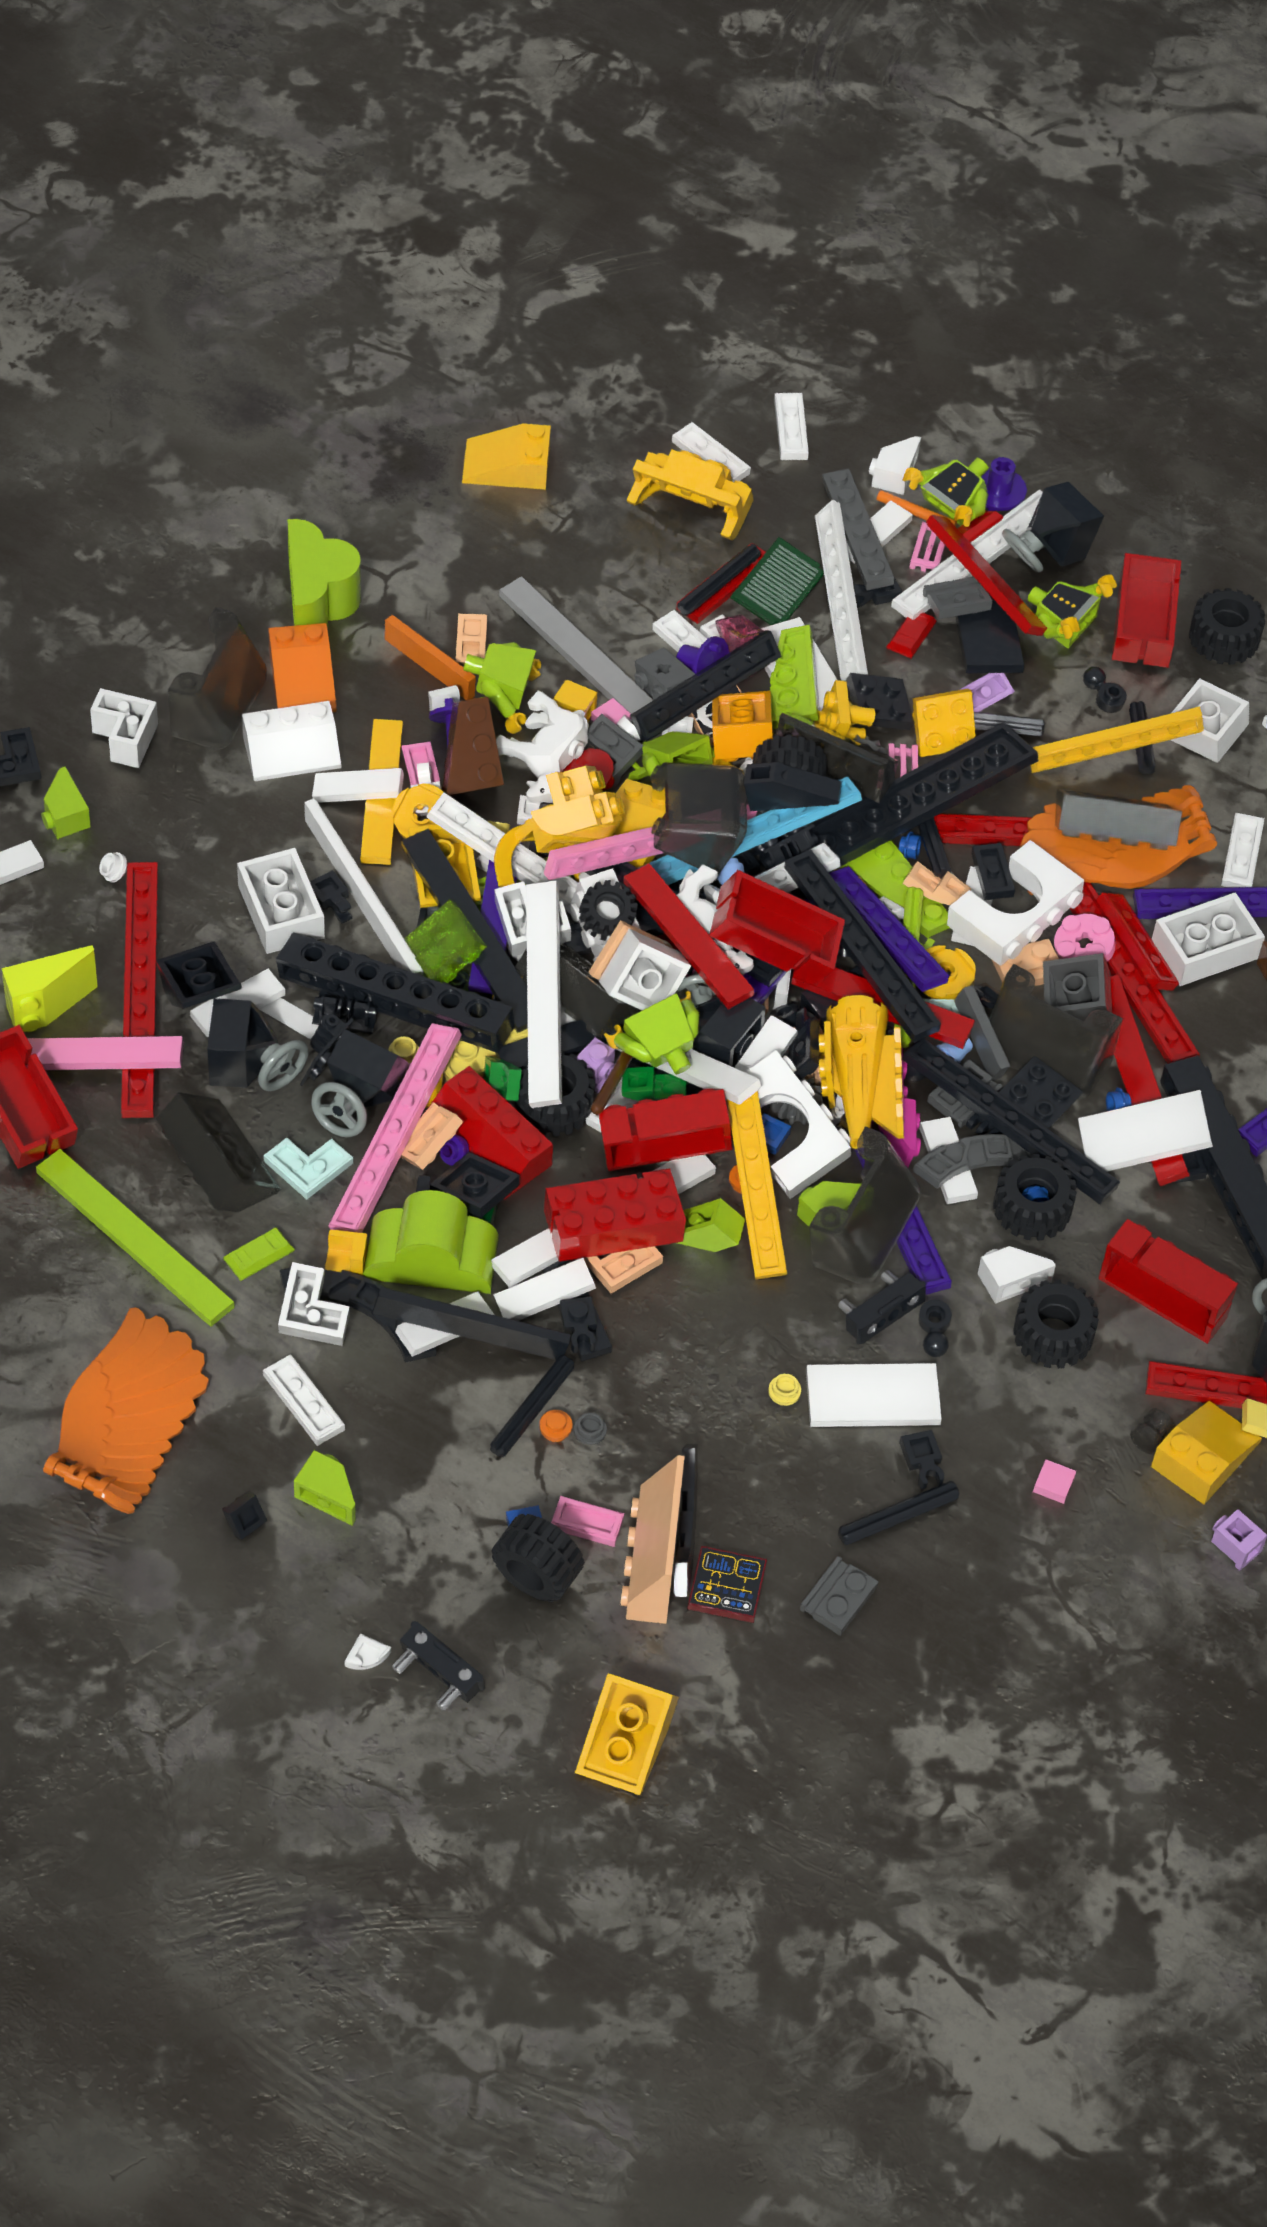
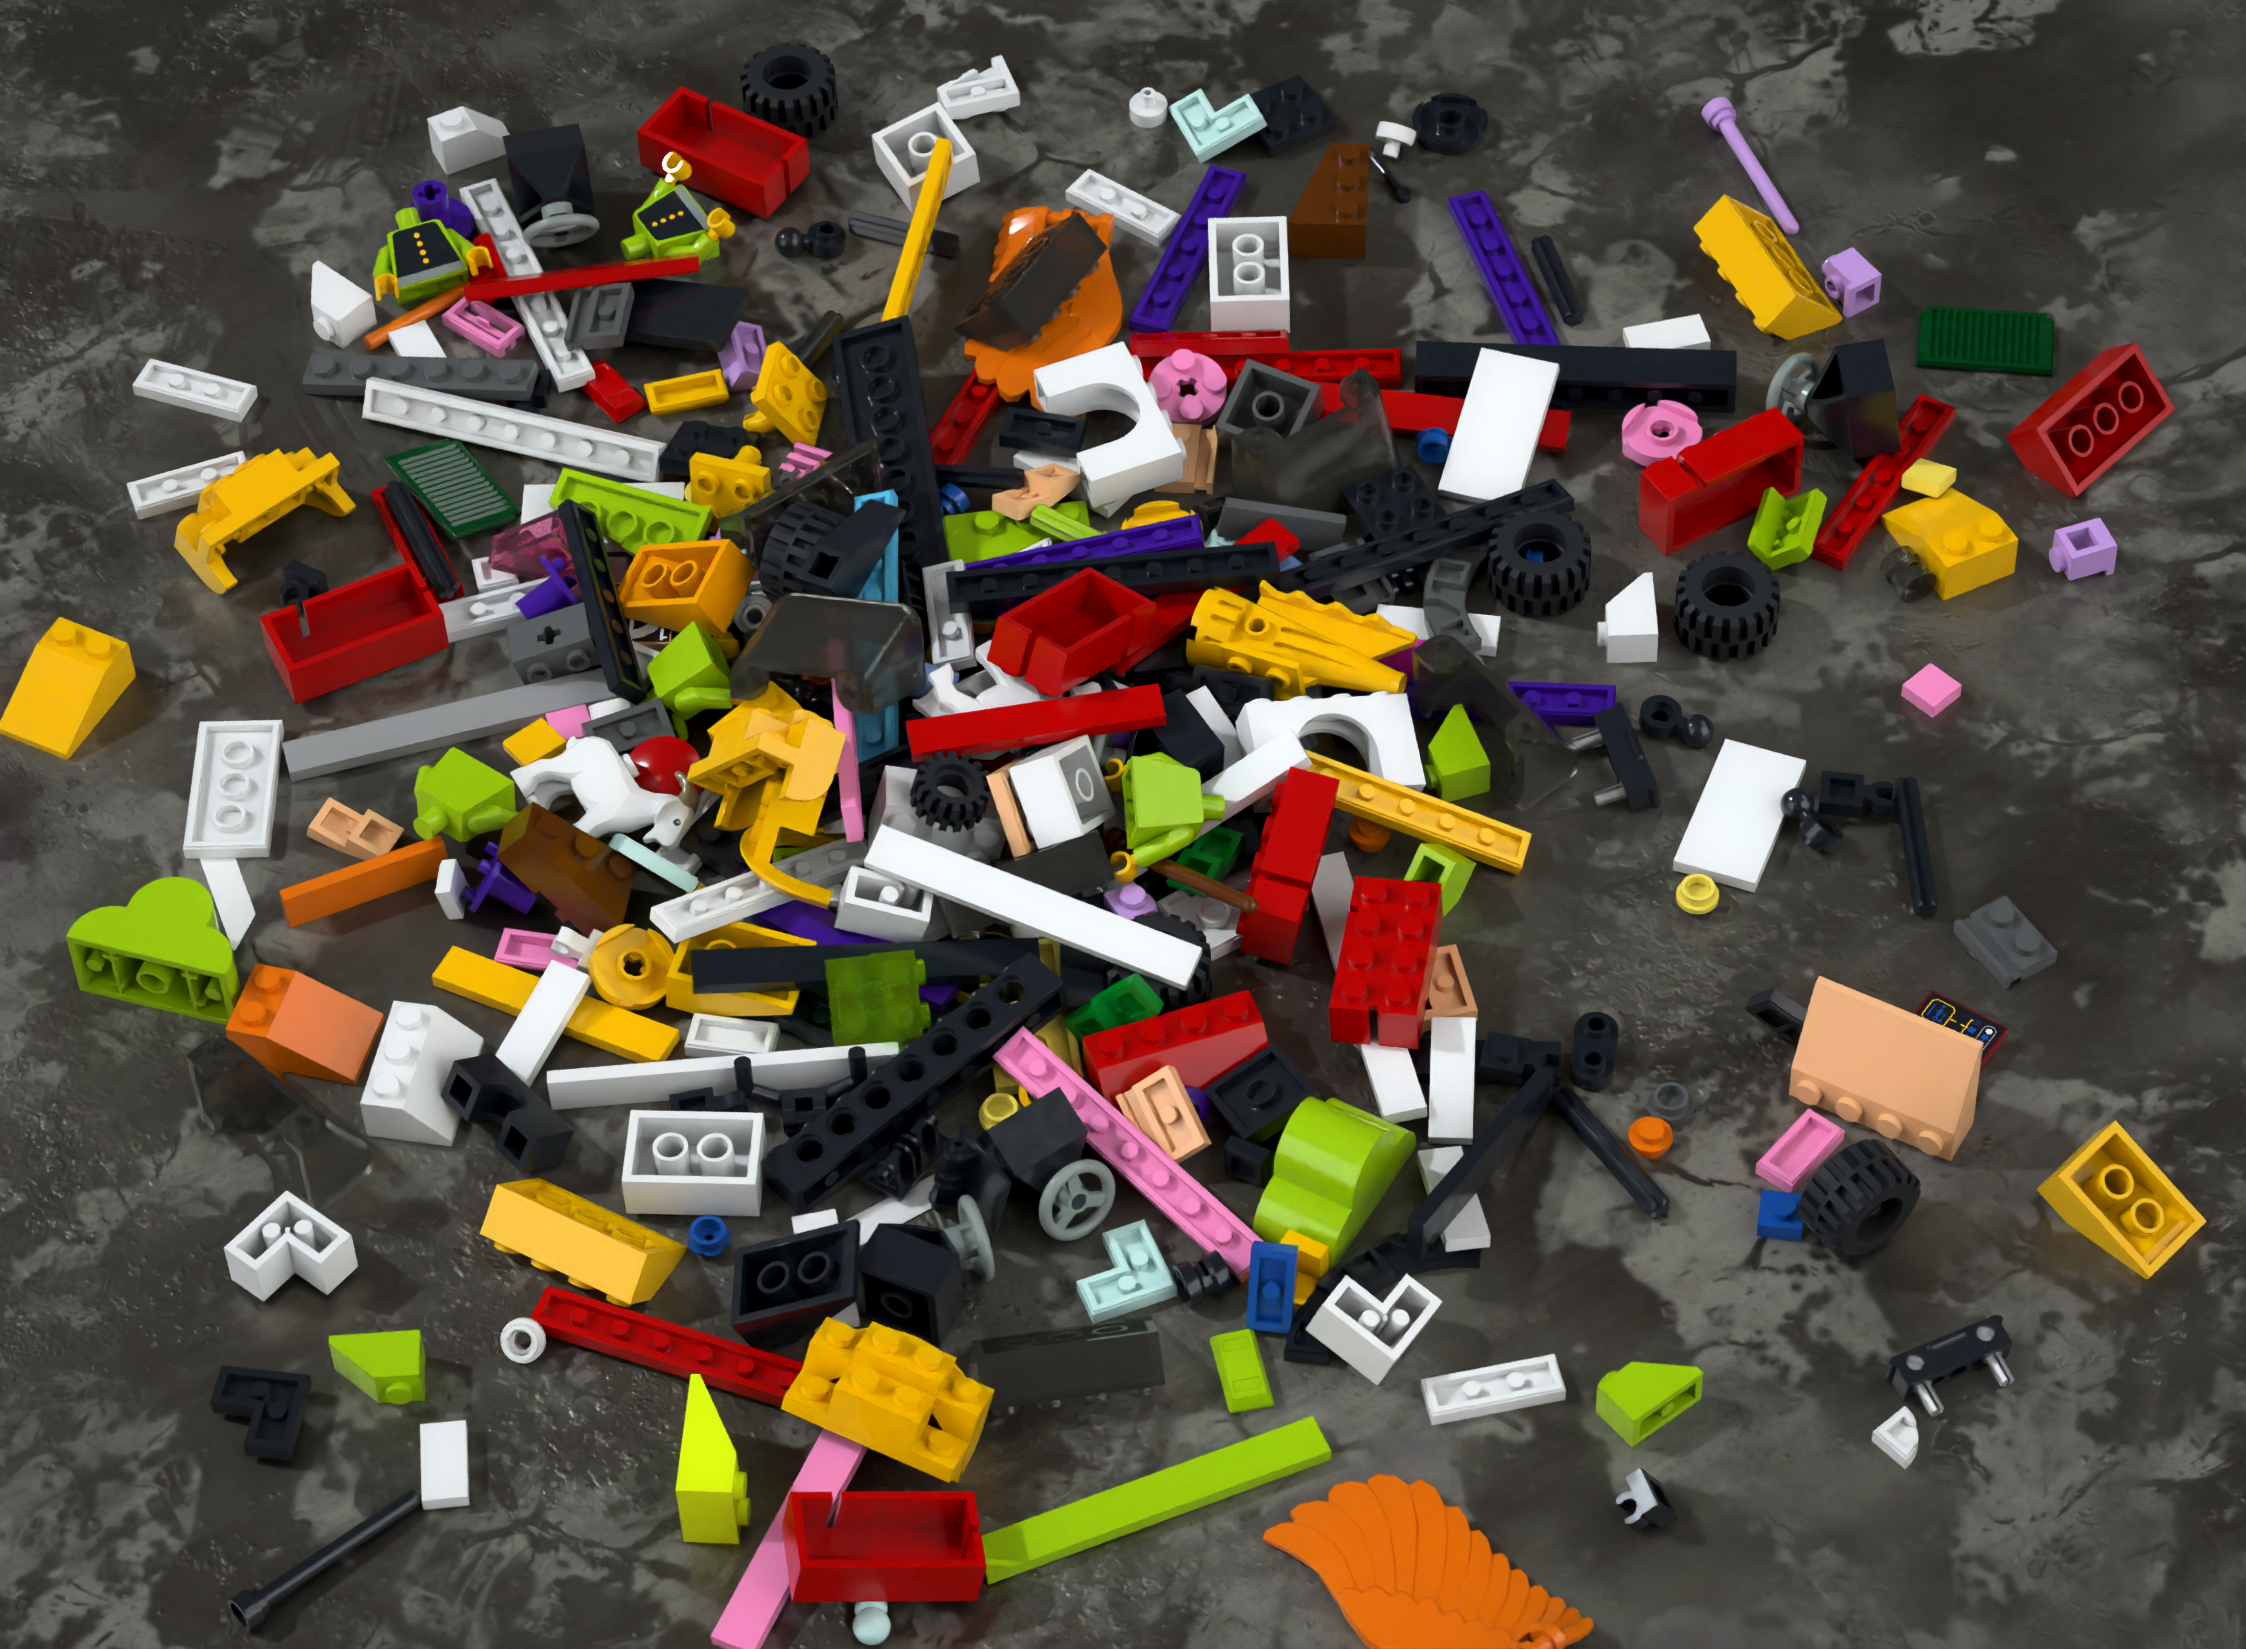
camera: 60 degrees left, 5 degrees down
(132, 1049) = (888, 1396): none -> yellow piece
(203, 867) = (580, 1240): none -> yellow slope
(236, 926) = (705, 1228): none -> blue plate
(291, 776) = (531, 1131): none -> black arch
(315, 1203) = (1202, 1278): none -> black wheel
(316, 1238) = (1272, 1286): none -> blue plate
(364, 936) = (804, 1098): none -> black piece
(400, 890) = (729, 1036): none -> white tile
(407, 593) = (230, 896): none -> white sticker
(476, 569) = (233, 789): none -> white tile
(506, 783) = (653, 862): none -> light aqua tile
(618, 1373) = (1594, 1048): none -> black plate
(630, 583) = (355, 632): none -> red piece
(648, 539) = (301, 584): none -> black tile
(879, 1445) = (1817, 830): none -> black plate
(929, 671) = (686, 393): none -> yellow tile
(1085, 474) = (465, 138): none -> white slope
(1154, 1338) = (1786, 529): none -> lime bracket
(1209, 1221) = (1670, 417): none -> bright pink plate

